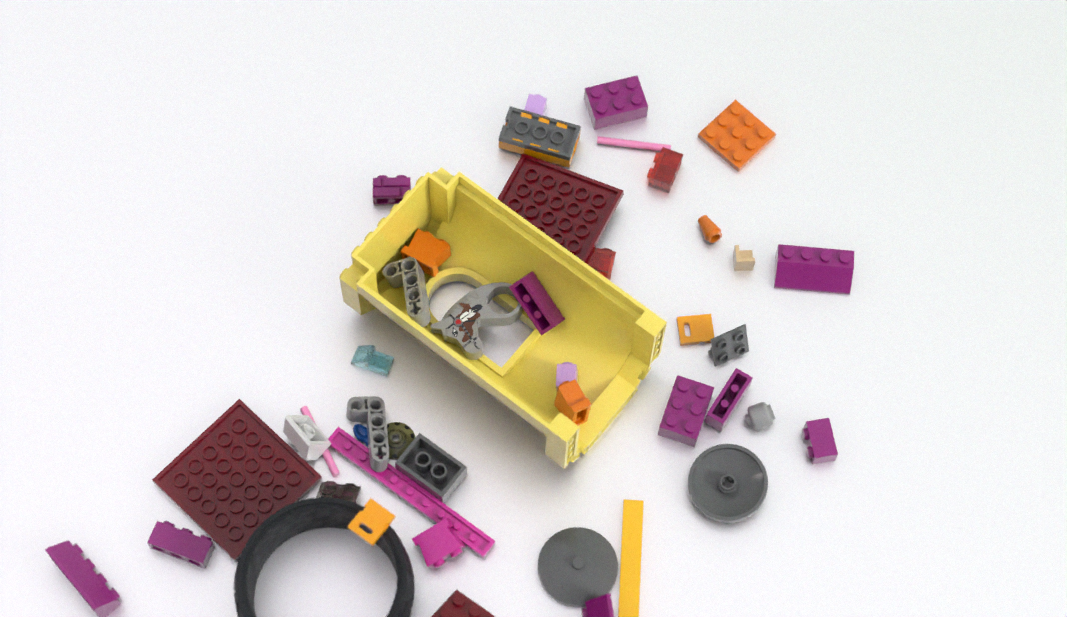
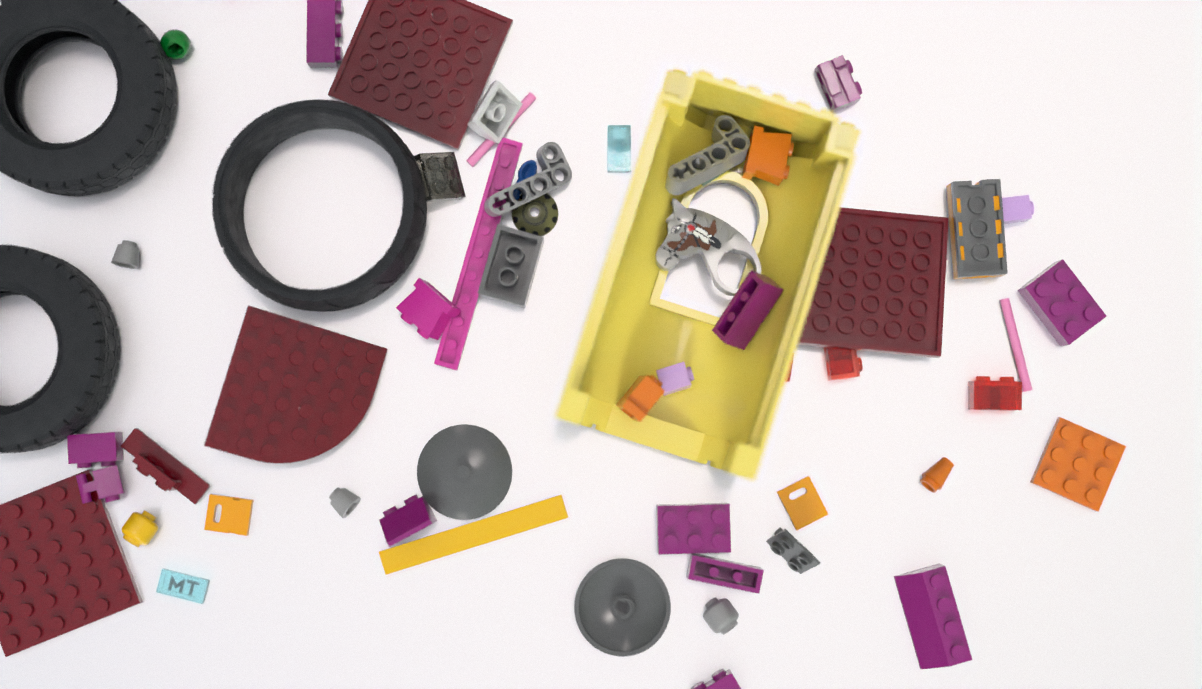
camera: 70 degrees right, 20 degrees up
(373, 517) = (402, 231): light orange piece -> none
(743, 259) = (913, 528): tan panel -> none

